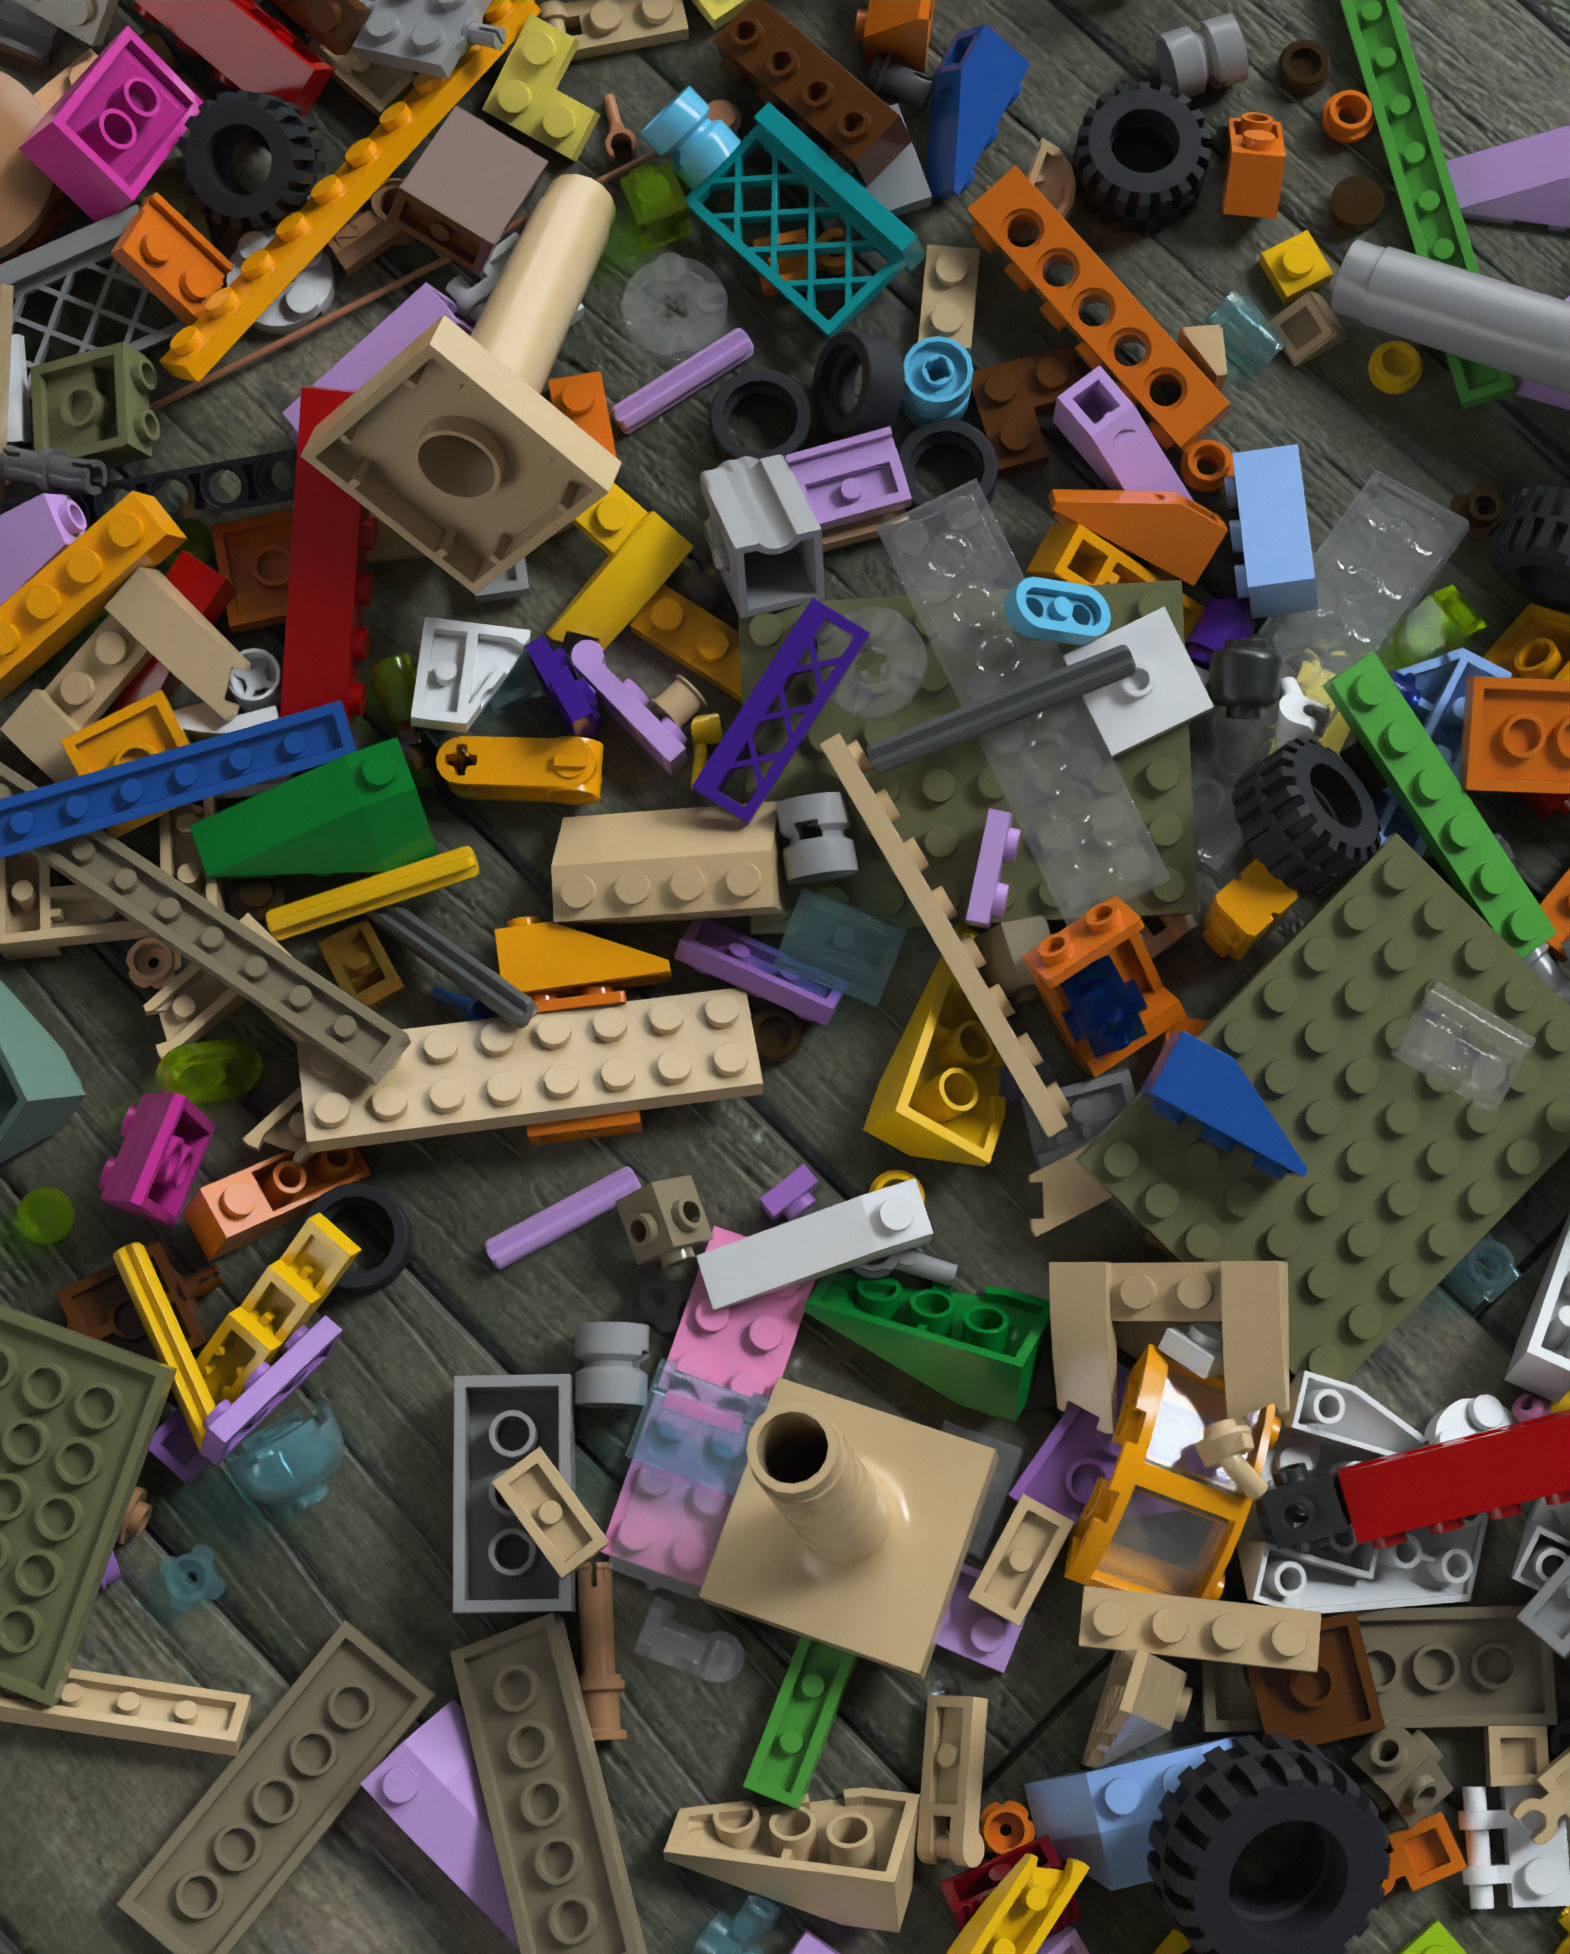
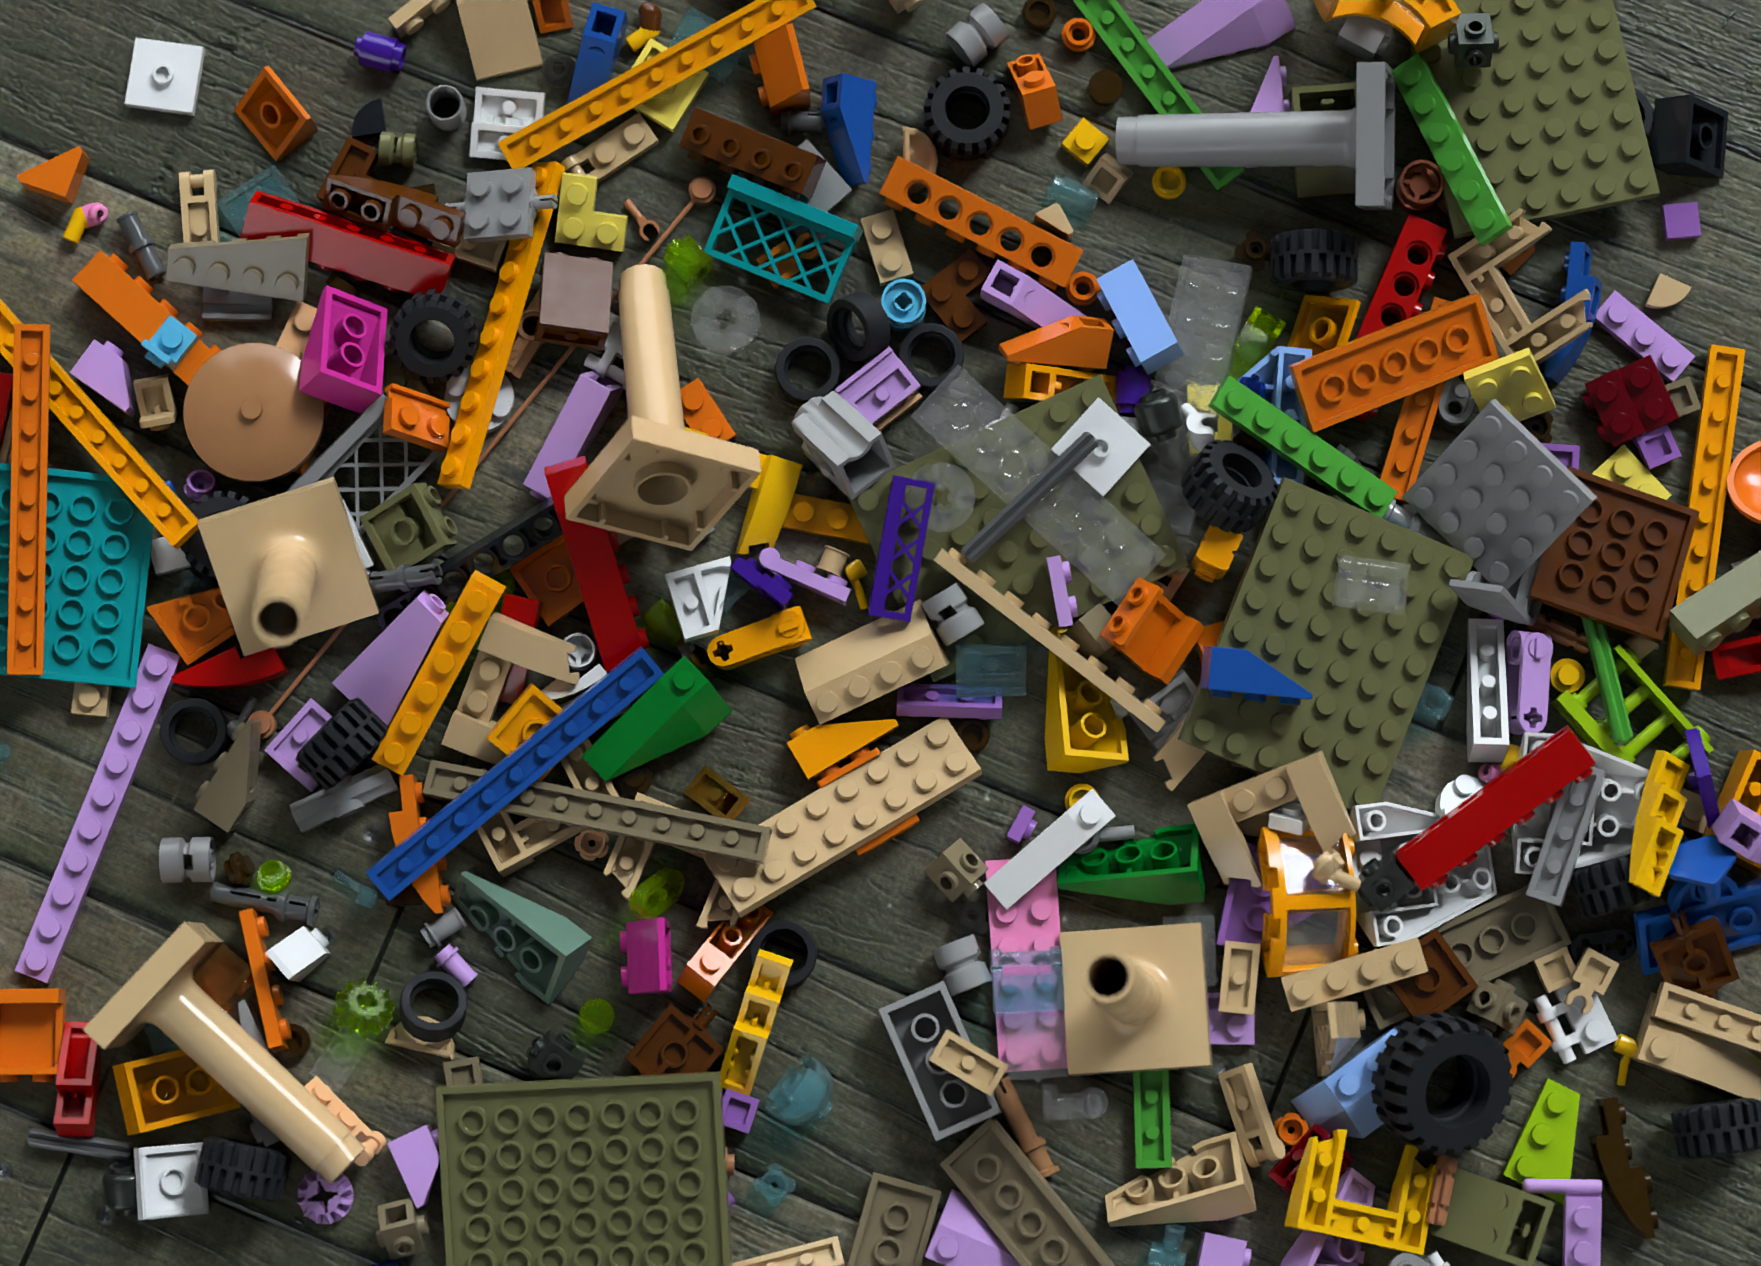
camera: 25 degrees left, 5 degrees up
(165, 1336) = (708, 1061): yellow axle -> none
(268, 1389) = (774, 1060): medium lavender plate -> none
(372, 893) = (704, 750): yellow axle -> none
(455, 964) = (769, 771): dark grey axle -> none
(470, 1006) = (792, 792): blue hand -> none
(561, 1218) = (895, 892): lavender axle -> none
(682, 380) = (749, 363): lavender axle -> none
(690, 137) = (697, 215): medium azure wheel -> none
(1047, 608) = (1035, 426): medium azure plate -> none
(1103, 1007) = (1162, 649): clear blue brick -> none

